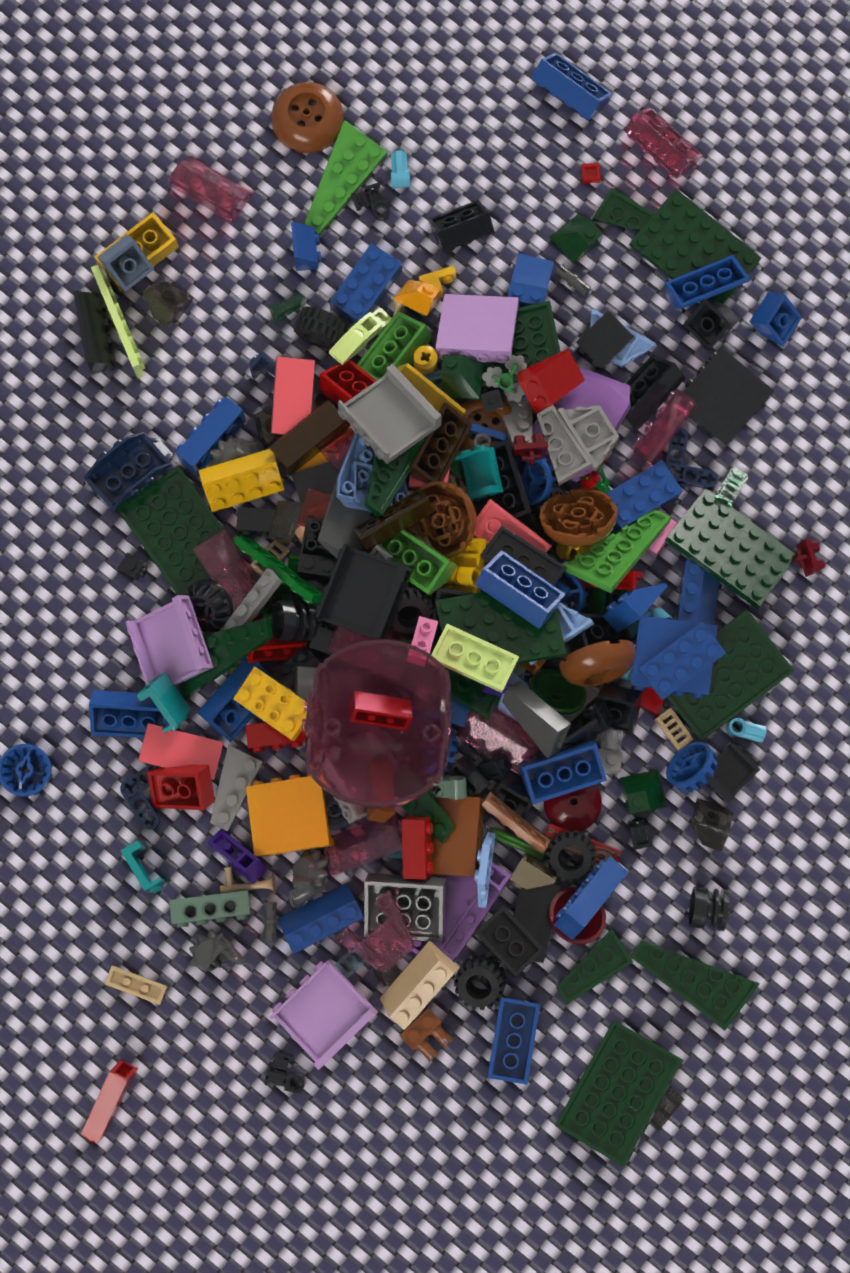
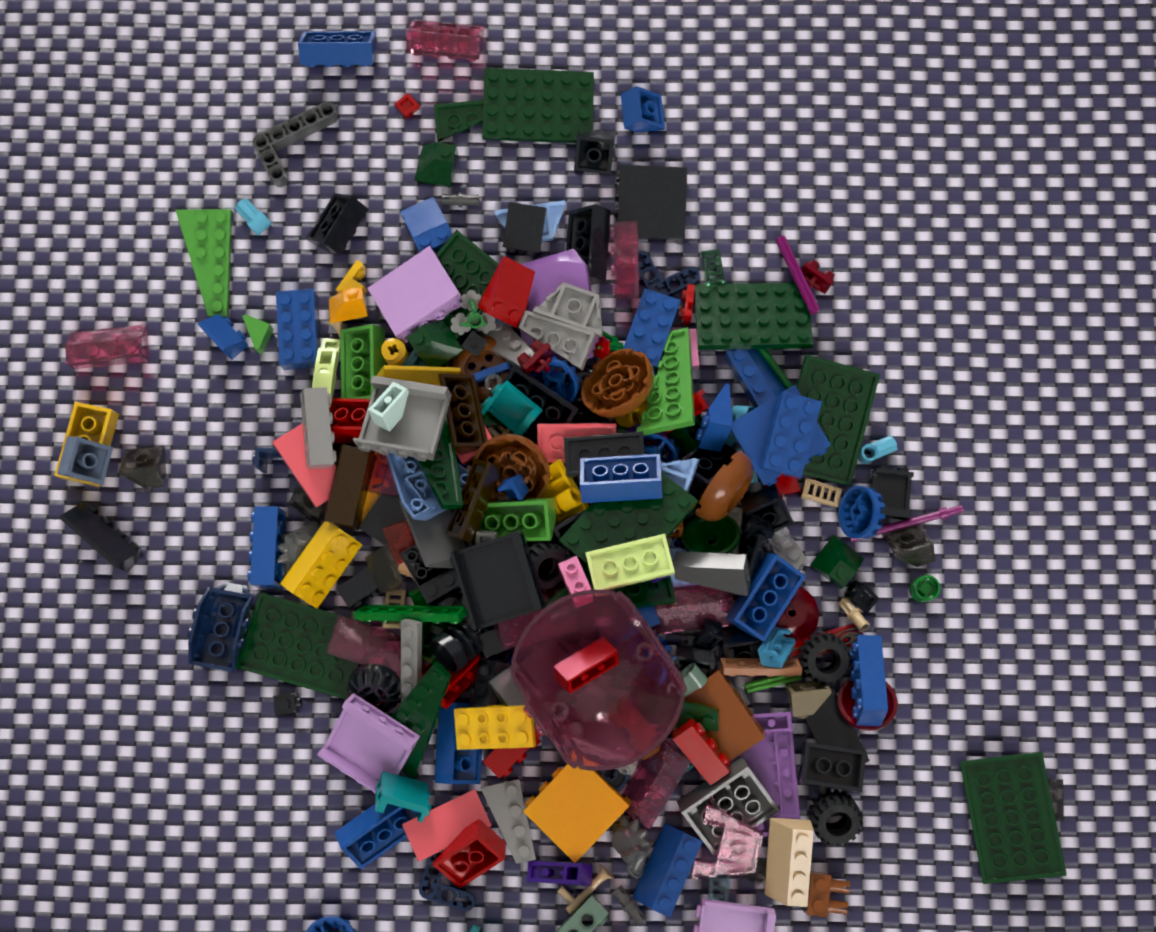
camera: 35 degrees left, 0 degrees up
(119, 321) = (116, 511): yellowish green plate -> none
(284, 308) = (246, 397): clear green slope -> none
(314, 135) = (160, 240): dark orange brick -> none
(318, 372) = (317, 428): none -> light grey brick
(319, 327) = (284, 390): black tyre -> none
(334, 265) = (259, 332): none -> bright green slope
(371, 198) = (247, 255): black piece -> none
(385, 397) = (389, 406): none -> light aqua slope
(433, 533) = (514, 487): none -> blue panel
(478, 129) = (290, 137): none -> dark grey beam
(483, 874) = (771, 731): light blue wing -> none
(513, 1040) = (898, 843): blue brick -> none
(539, 817) = (776, 648): none -> dark azure hinge
(598, 965) = (913, 729): dark green wing -> none
(622, 842) = (854, 614): none -> tan axle
(681, 504) = (686, 312): none -> red wing
(694, 866) = (924, 588): none -> green wheel
(705, 282) = (568, 123): blue slope -> none
(705, 987) = (1008, 677): dark green wing -> none
(713, 908) = (963, 614): black wheel -> none
(717, 603) = (775, 367): none -> green bar
(756, 820) = (942, 513): none -> magenta bar
(794, 543) = (797, 275): none -> magenta axle

